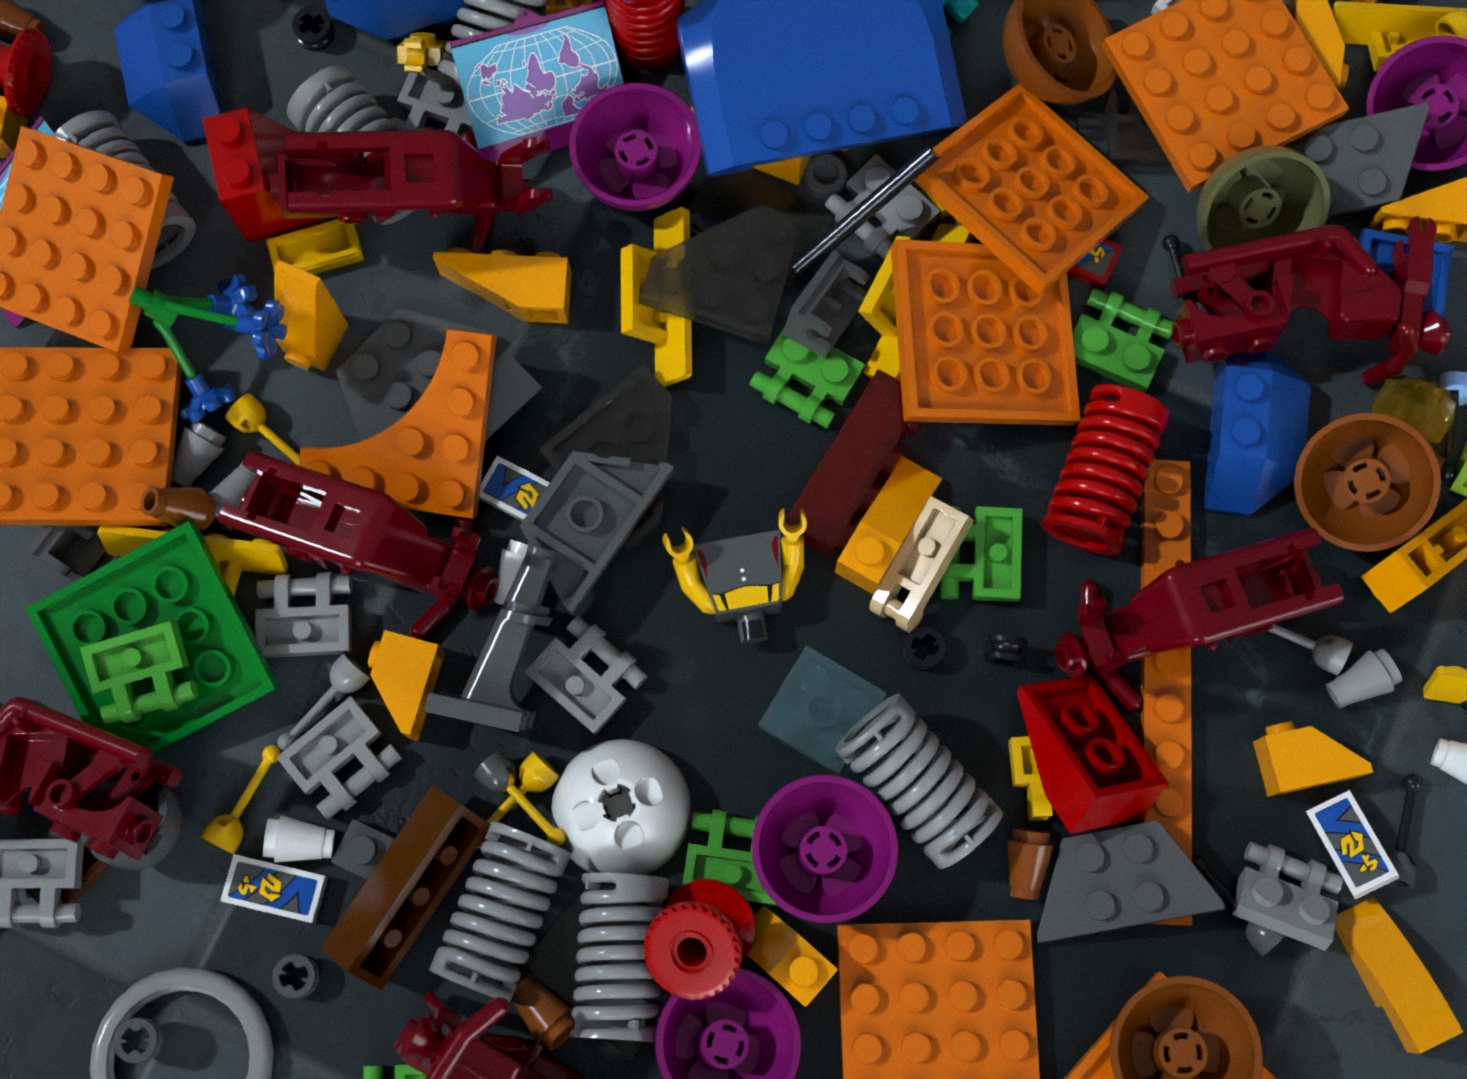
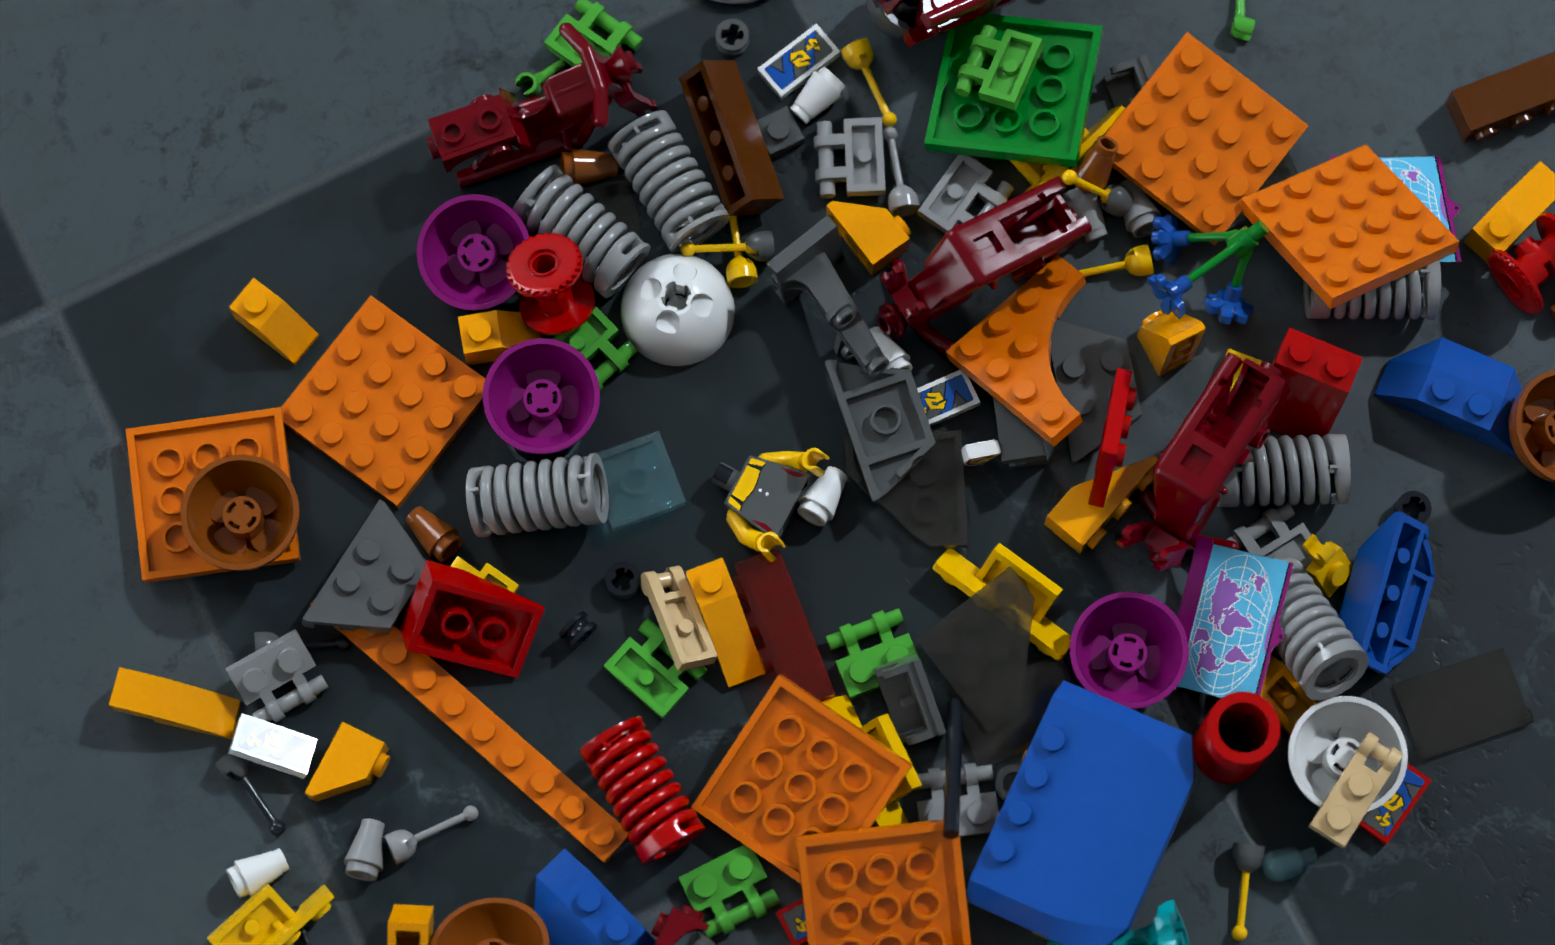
camera: 125 degrees right, 0 degrees up
(200, 468) = (1113, 198): none -> dark grey hinge
(457, 284) = (1115, 427): none -> red wing
(547, 413) = (980, 452): none -> white tile
(577, 685) = (779, 338): light grey plate -> none
(703, 523) = (822, 498): none -> white cone
(1196, 606) = (493, 761): dark red piece -> none

